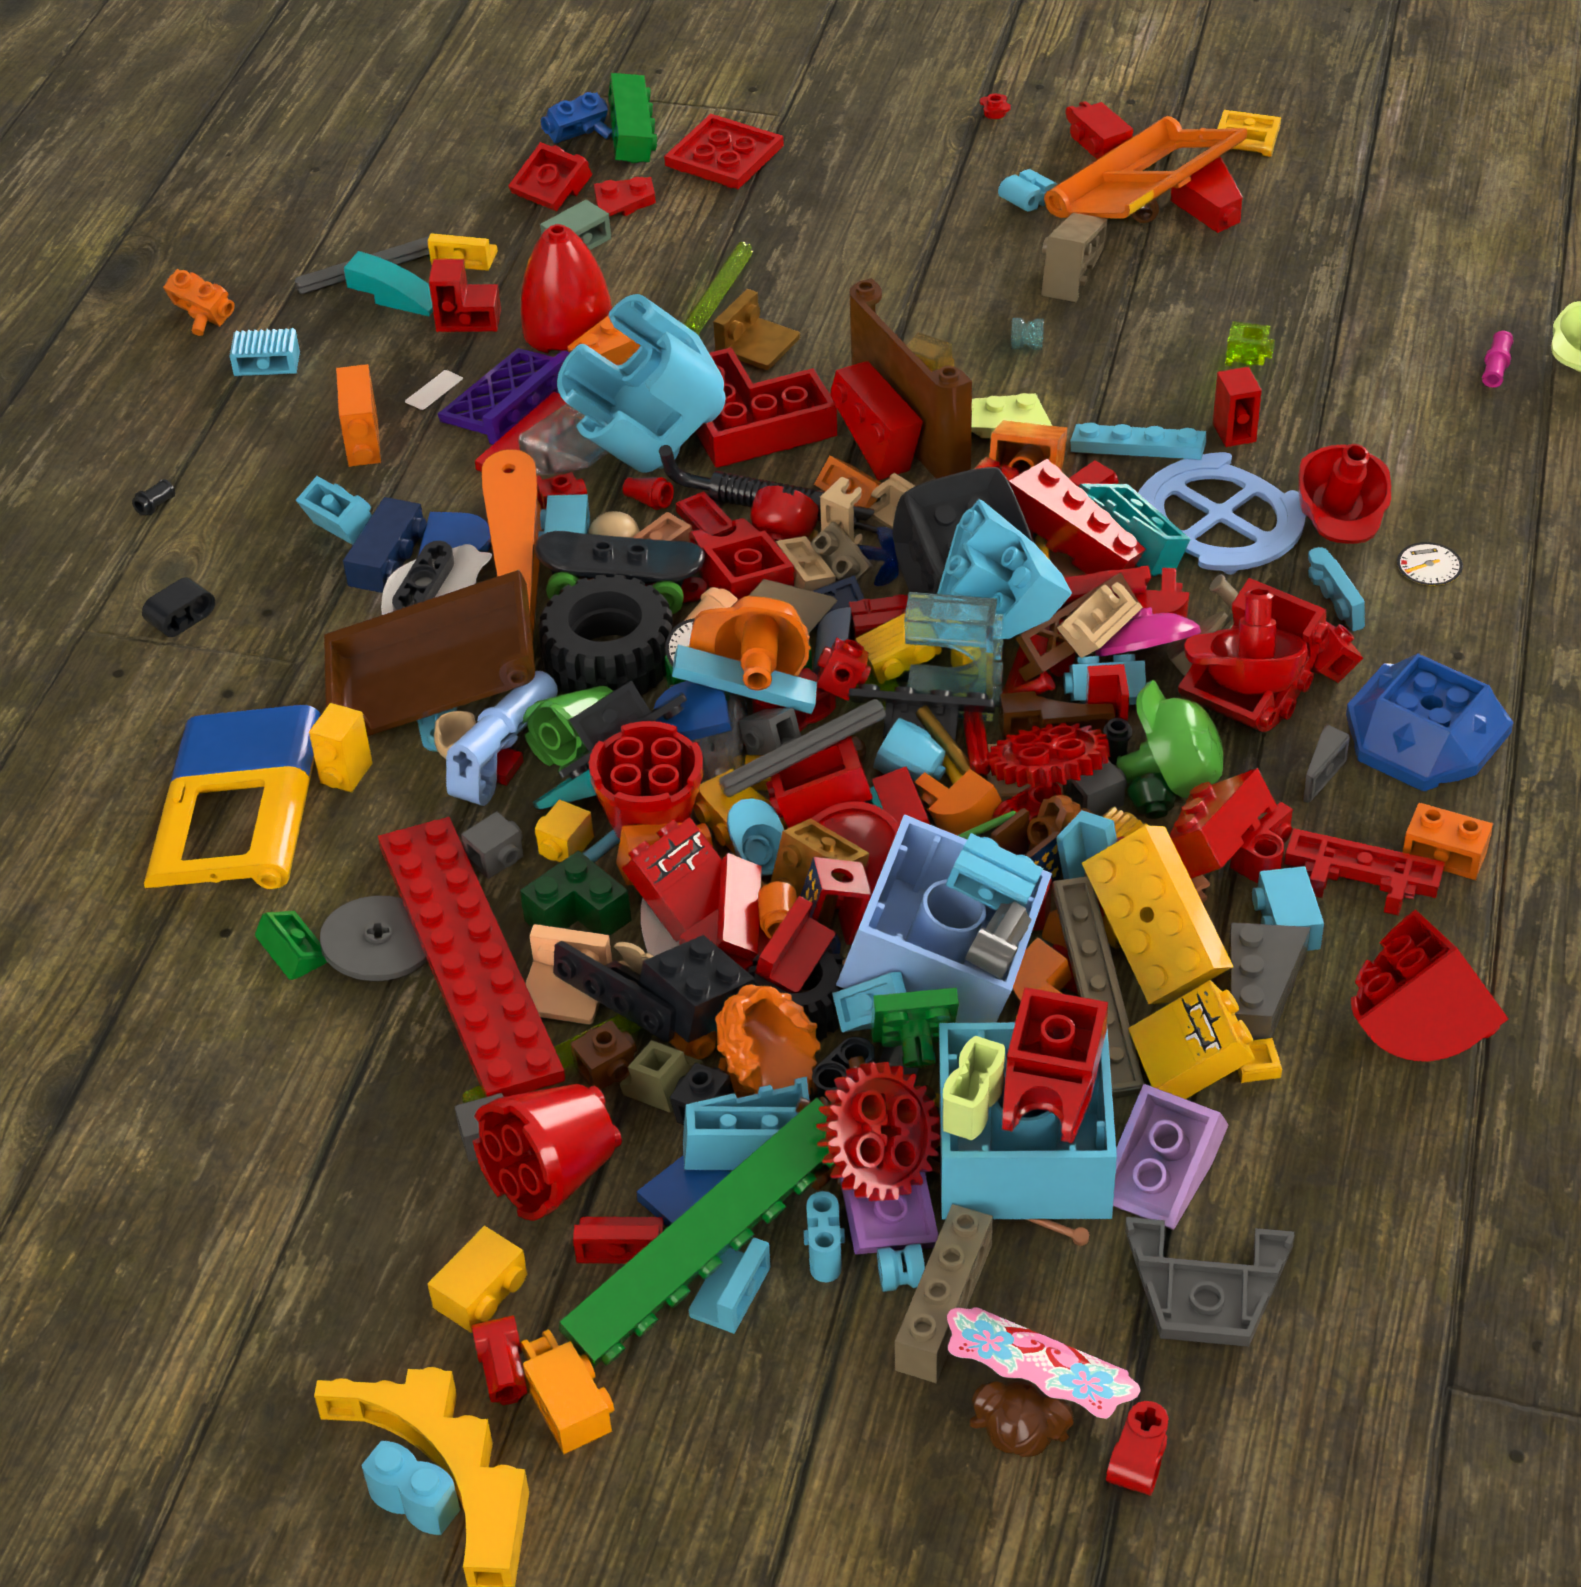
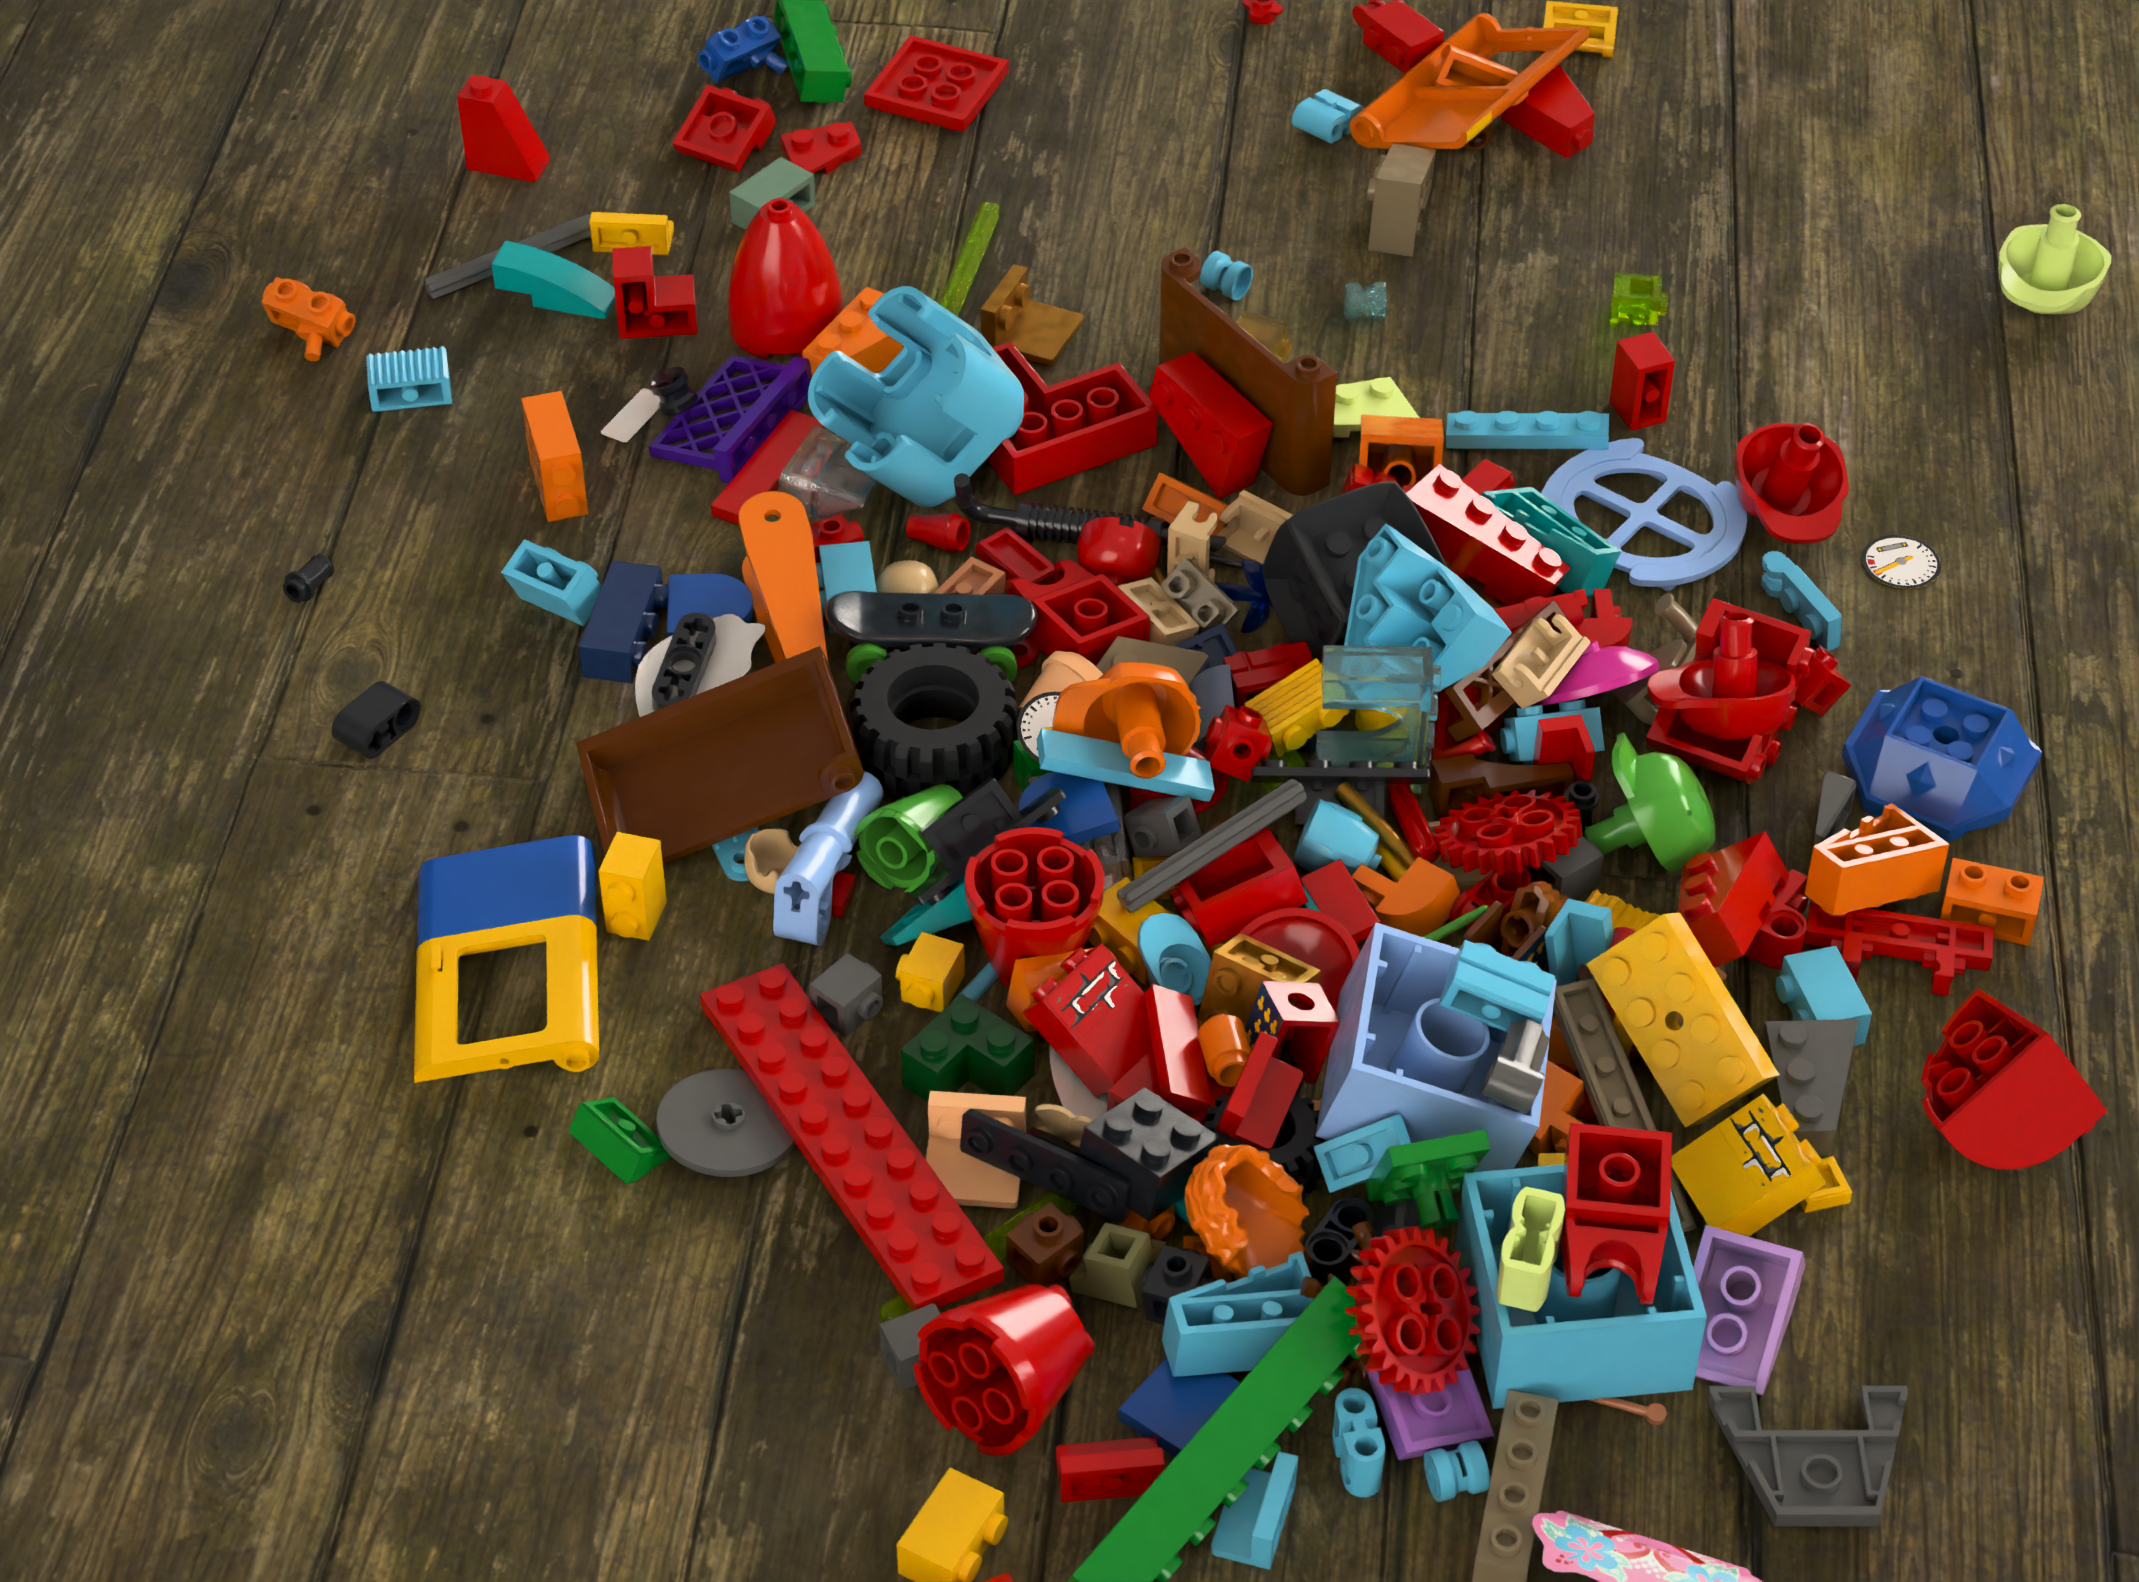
camera: 10 degrees left, 0 degrees up
(372, 169) = (498, 132): none -> red slope
(464, 372) = (673, 391): none -> black wheel
(920, 308) = (1228, 276): none -> medium azure wheel
(1143, 157) = (1463, 68): none -> orange brick
(1151, 795) = (1635, 872): dark green cone -> none
(1351, 802) = (1876, 864): none -> orange wedge
(1497, 359) = (1935, 301): dark pink pin -> none

